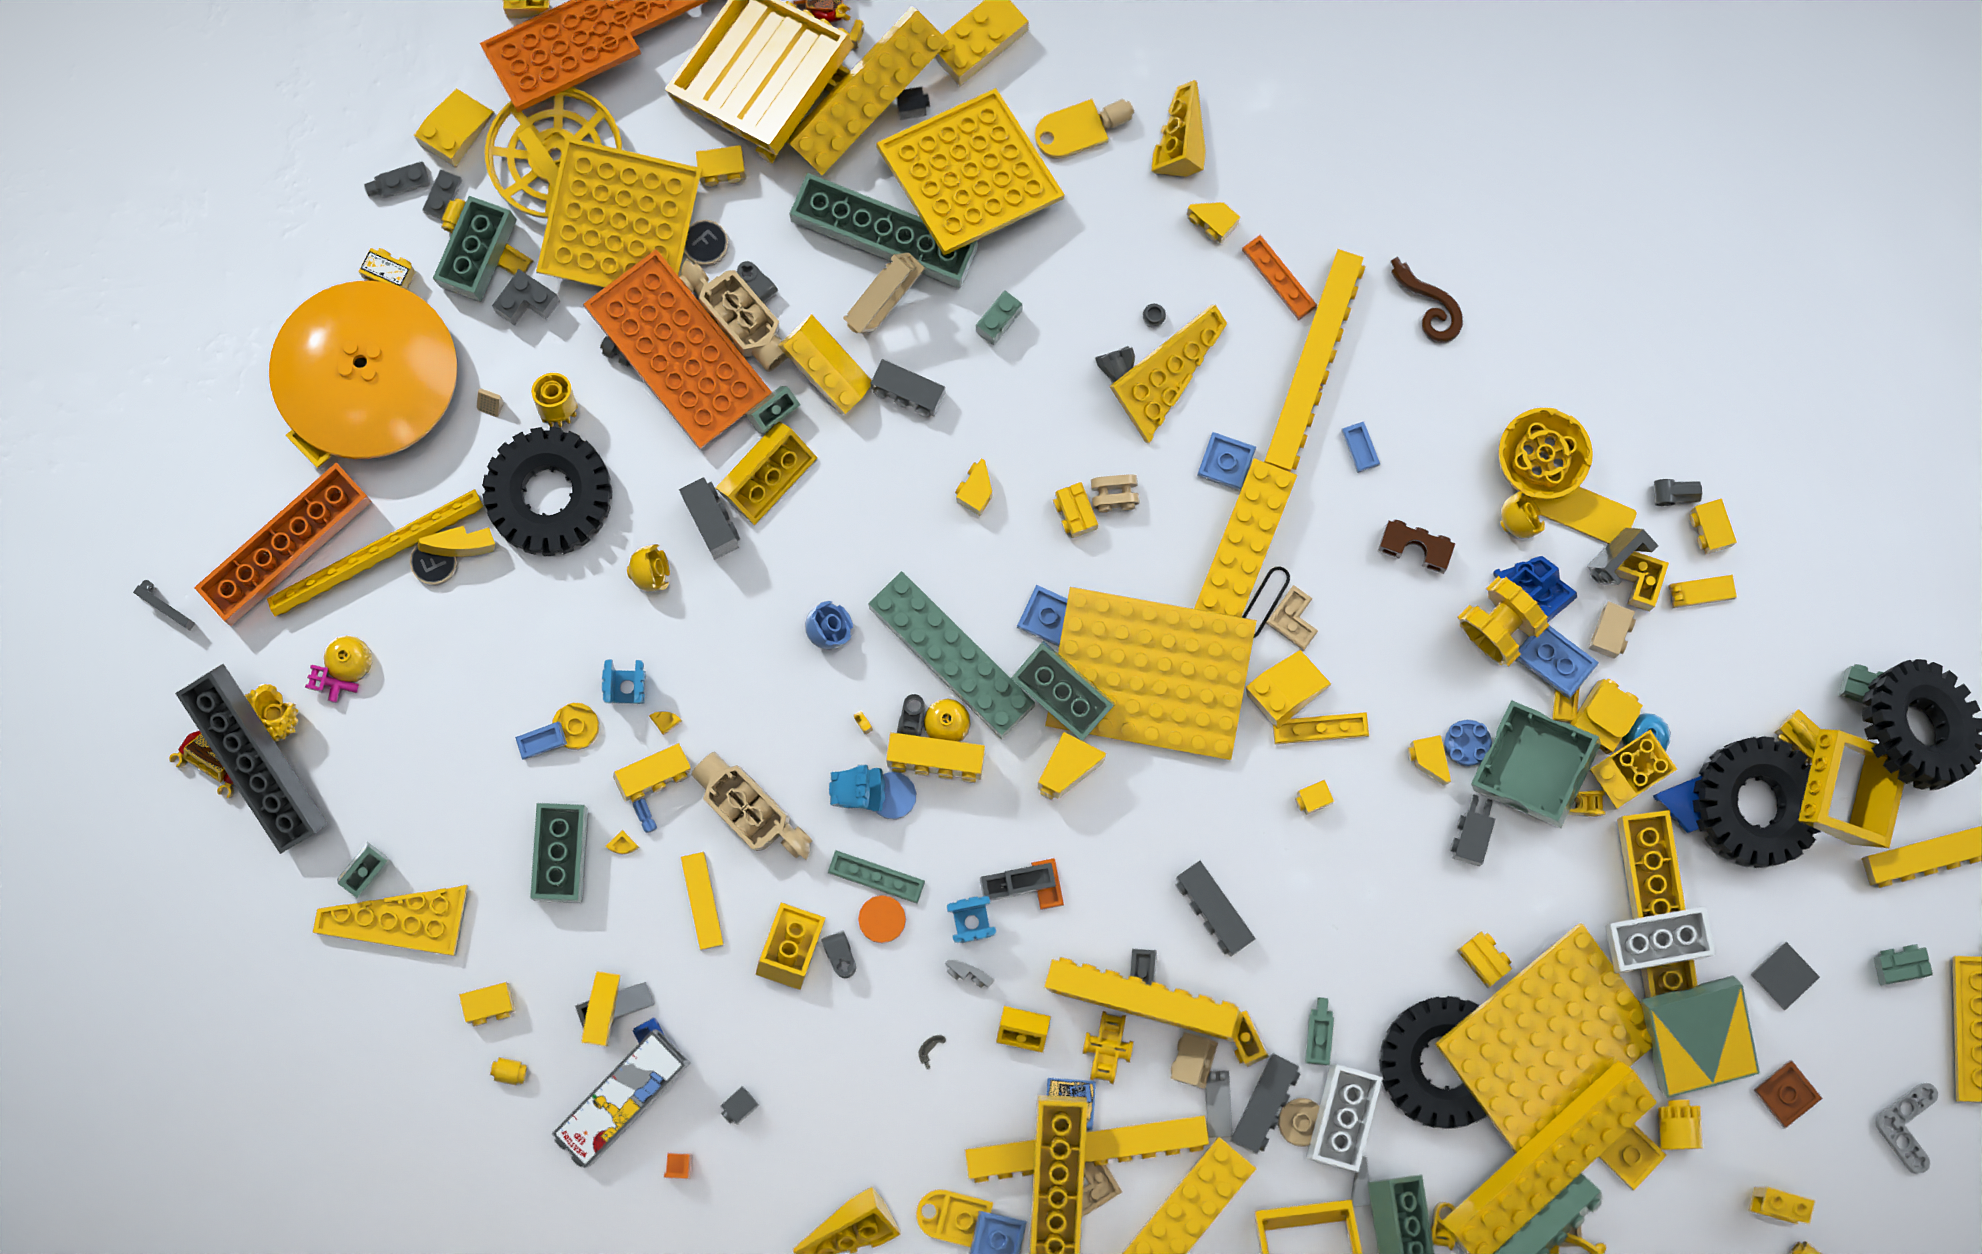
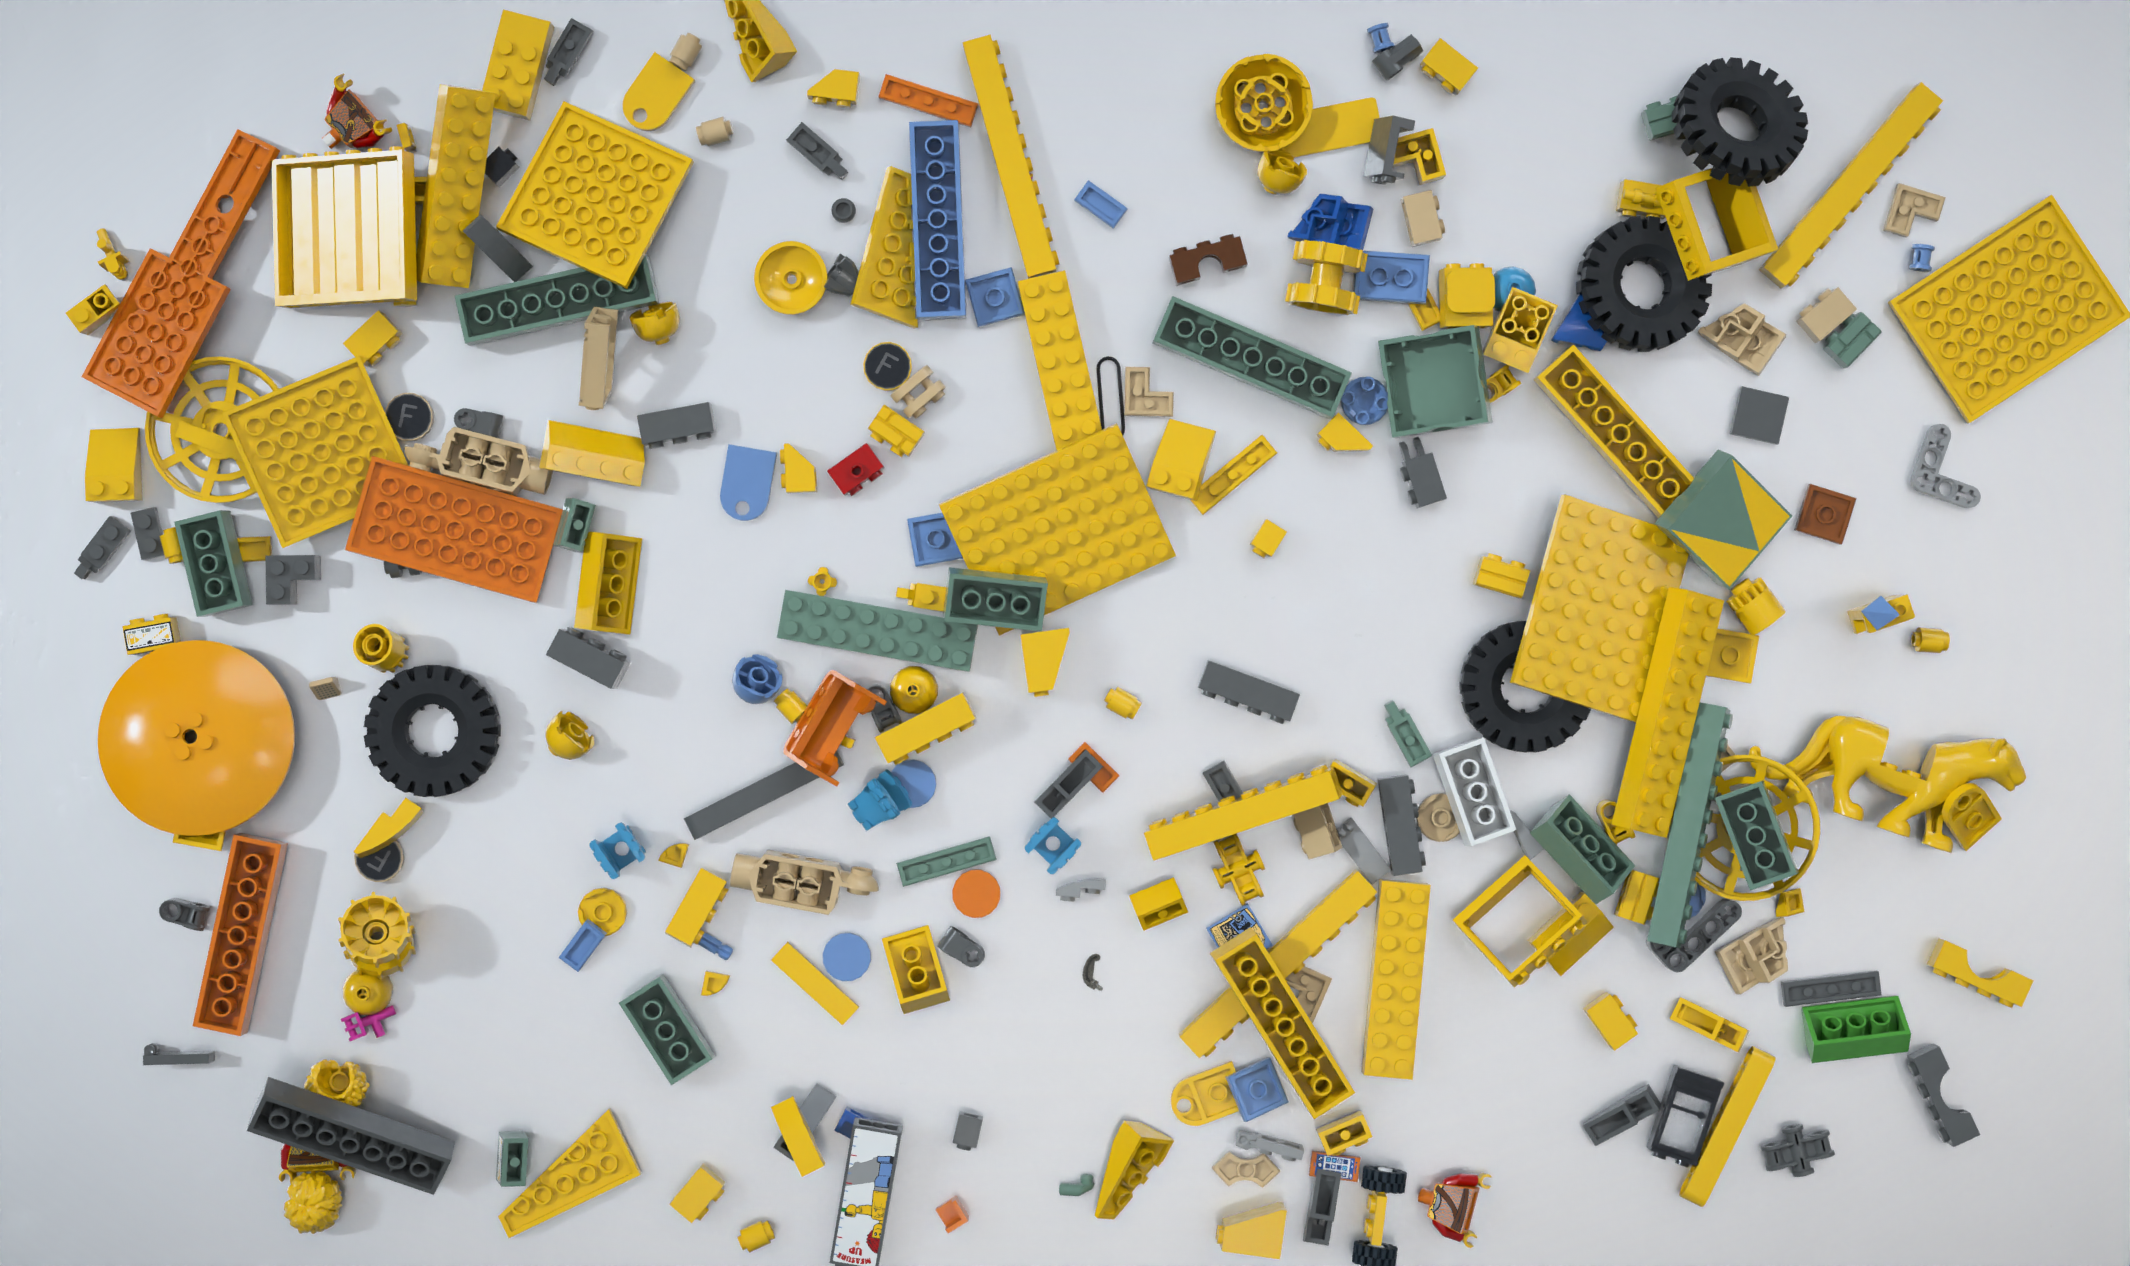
camera: 30 degrees left, 10 degrees up
(181, 793) = (313, 1202): none -> yellow hair
(255, 501) = (189, 913): none -> dark grey piece
(375, 552) = (323, 885): yellow plate -> none
(390, 597) = (375, 915): none -> yellow piece
(742, 897) = (846, 956): none -> medium blue tile
(771, 719) = (750, 799): none -> dark grey beam
(793, 1218) = (1077, 1189): none -> sand green arm
(841, 667) = (790, 705): none -> yellow brick
(861, 697) = (827, 723): none -> orange windscreen
(866, 159) = (497, 248): none -> dark grey slope
(932, 468) = (748, 479): none -> medium blue tile
(935, 581) = (815, 581): none -> yellow plate
(947, 300) = (656, 323): none -> yellow cylinder
(999, 317) = (711, 307): sand green brick -> none
(1006, 653) = (924, 596): none -> yellow hinge
(1023, 519) = (856, 470): none -> red brick
(1025, 53) = (567, 50): none -> dark grey hinge
(1075, 321) = (778, 265): none -> yellow dish
(1096, 188) = (714, 131): none -> tan brick
(1104, 456) = (887, 366): none -> black tile
(1106, 847) = (1122, 703): none -> yellow brick
(1165, 256) = (816, 151): none -> dark grey hinge
(1223, 370) = (937, 220): none -> medium blue brick
(1400, 645) = (1252, 357): none -> sand green brick
(1410, 282) = (1041, 26): reddish brown plant -> none
(1660, 940) = (1639, 463): white brick -> none
(1678, 461) = (1375, 31): none -> medium blue bush
(1702, 591) = (1476, 129): yellow hinge -> none
(1782, 1198) = (1879, 613): none -> medium blue slope
(1814, 904) = (1744, 337): none -> tan slope
(1894, 931) = (1826, 314): none -> tan brick

